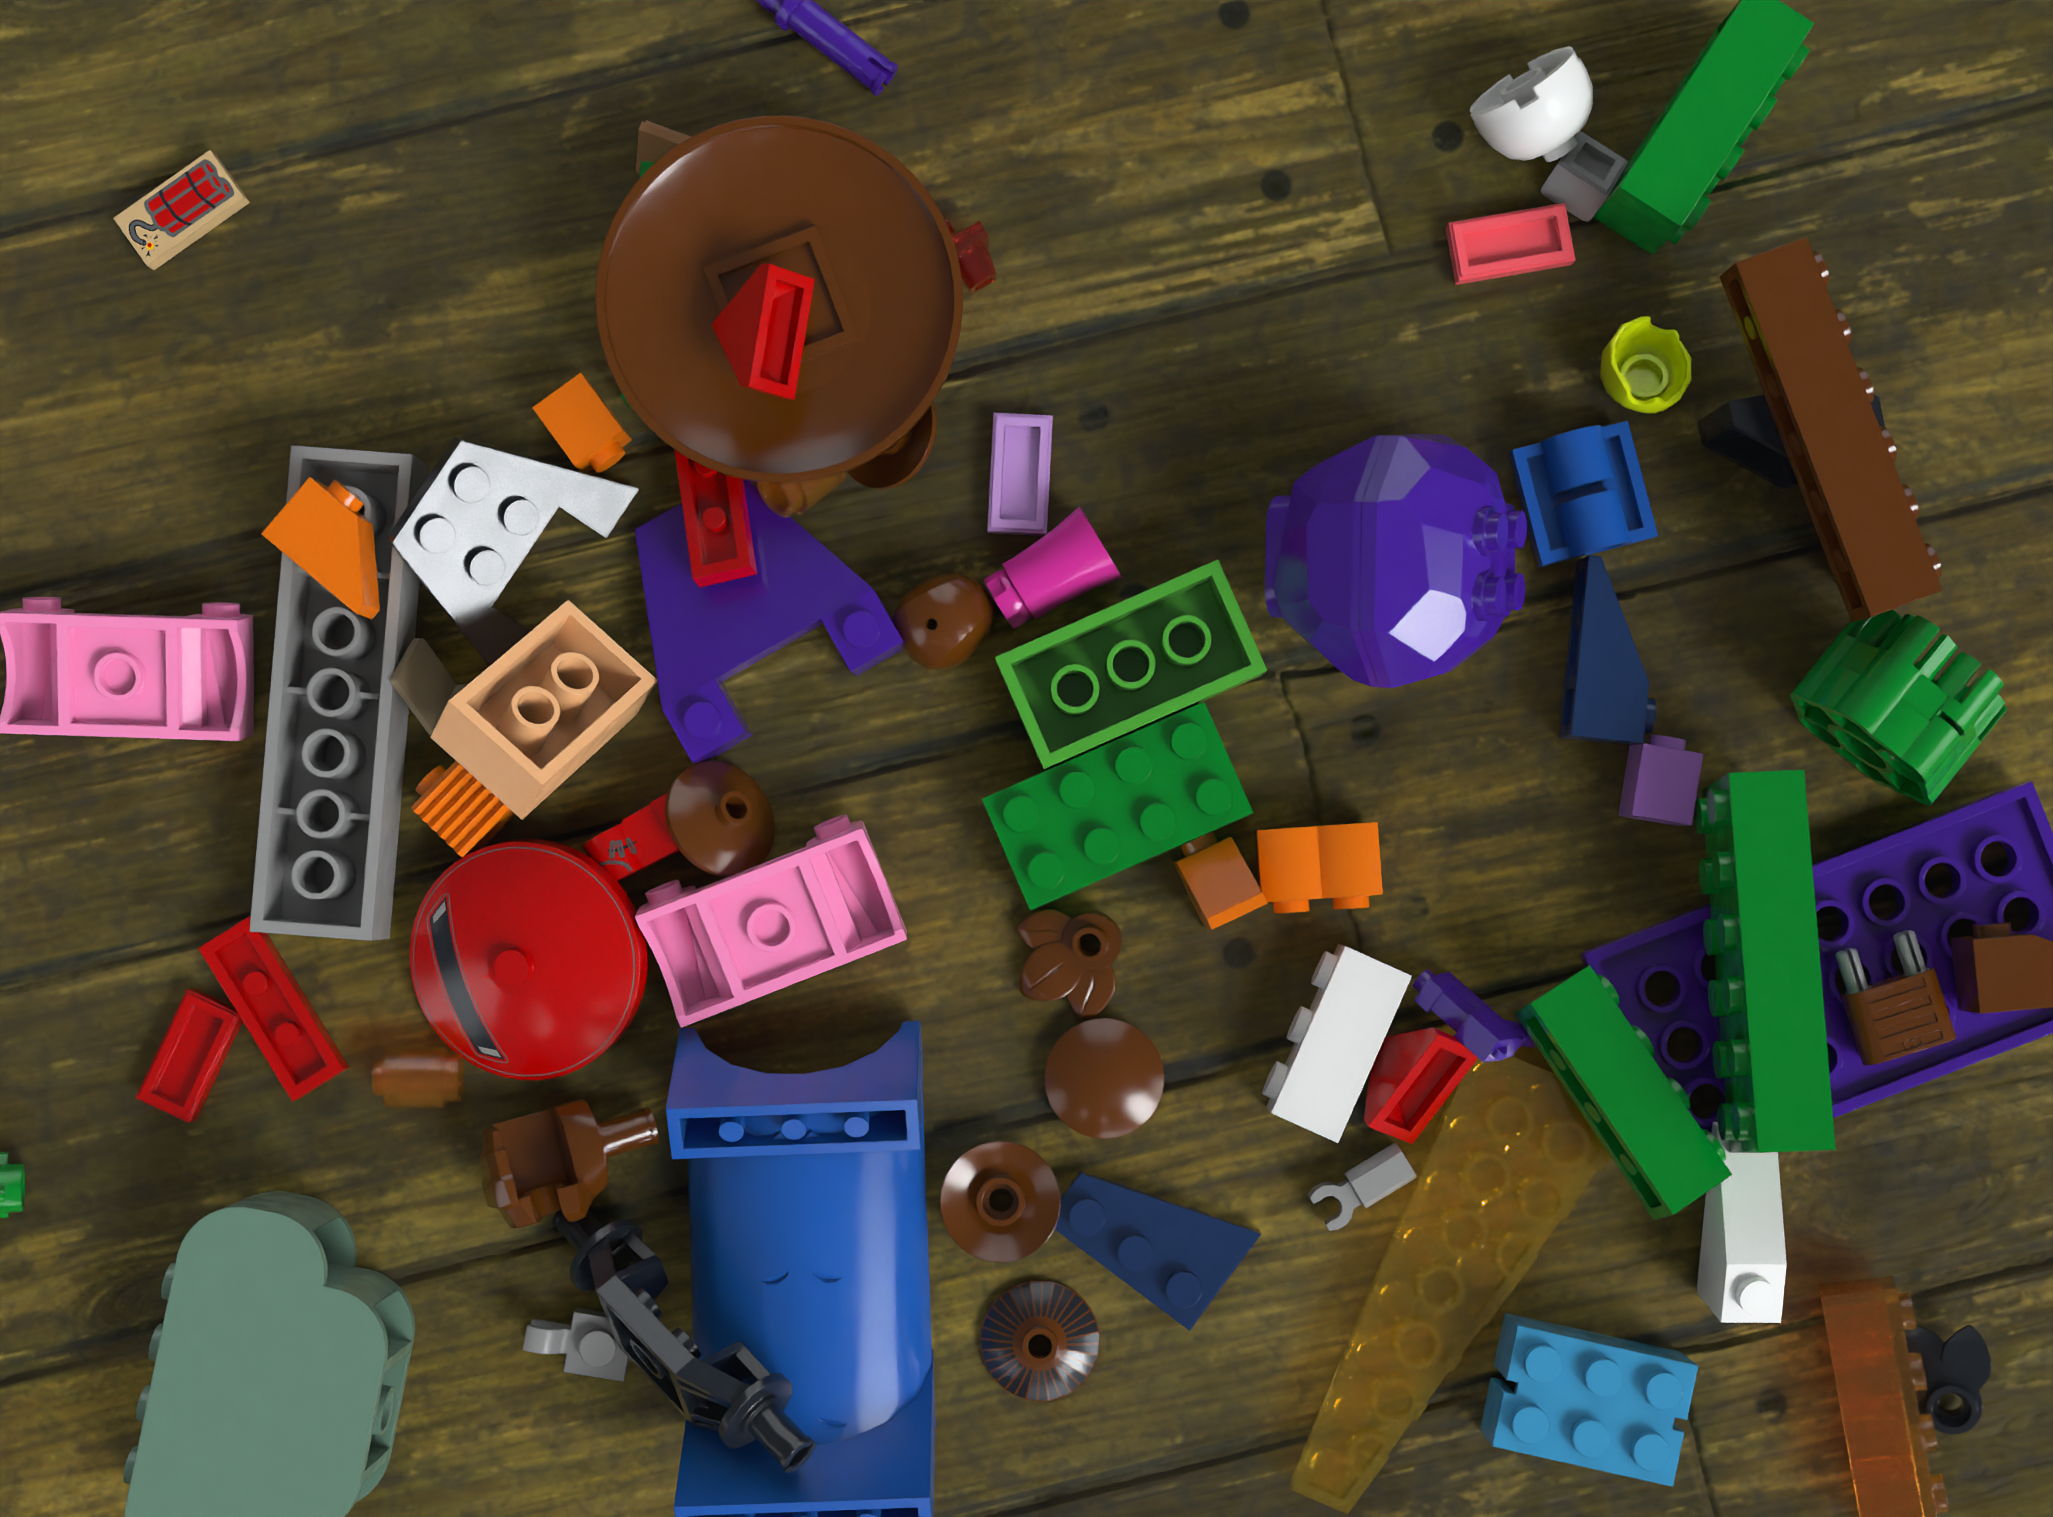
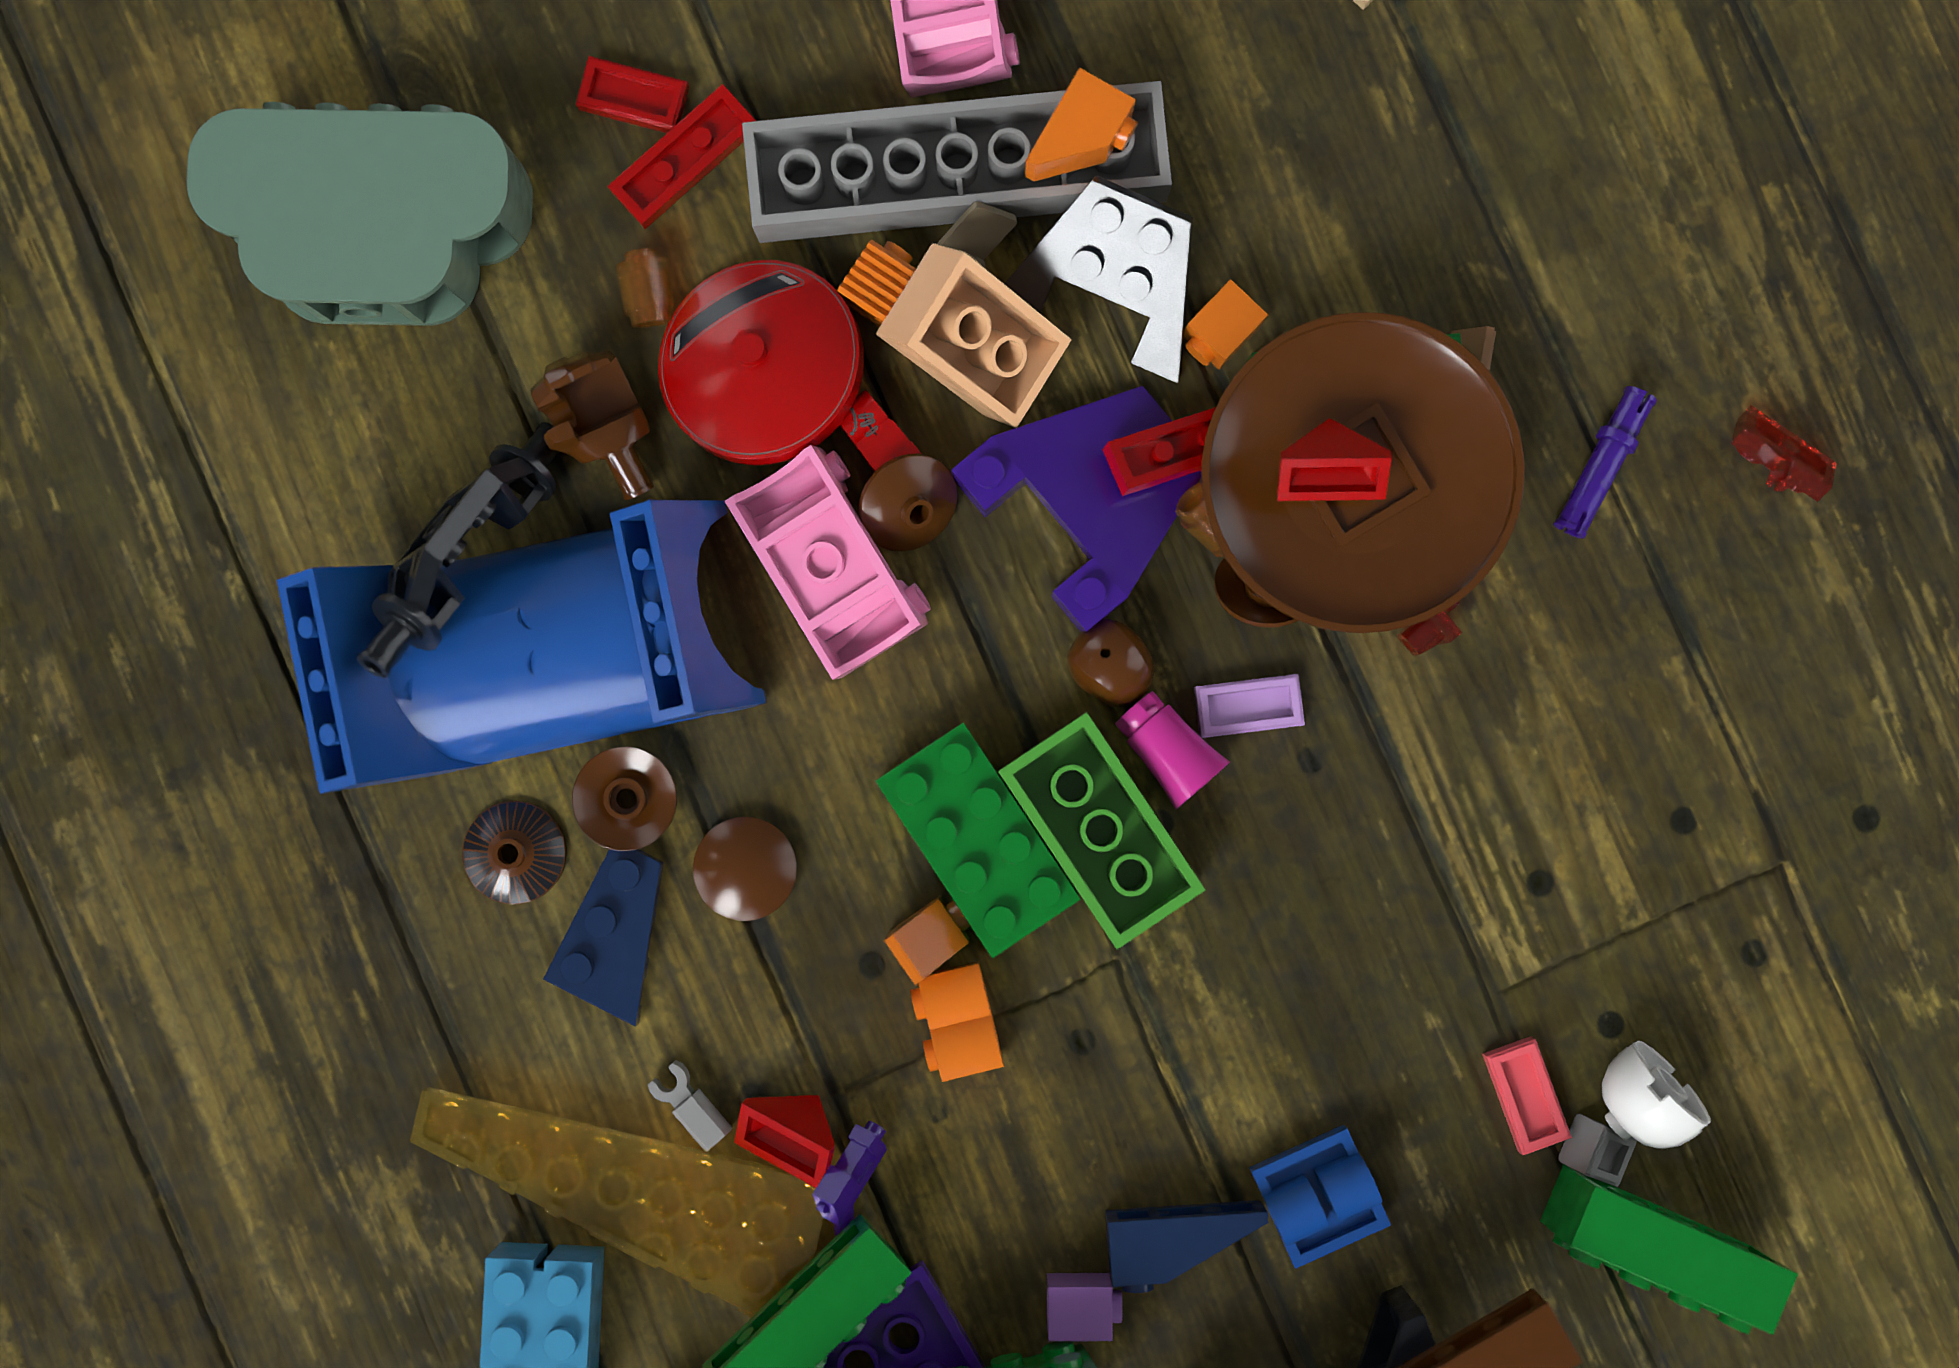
camera: 80 degrees right, 0 degrees up
(587, 1342) = (447, 469): light grey plate -> none
(1063, 965) = (834, 817): reddish brown plate -> none
(1335, 1041) = (809, 1062): white brick -> none
(1395, 558) = (1234, 1044): dark purple rock -> none
(1645, 367) = (1440, 1233): neon yellow hair -> none

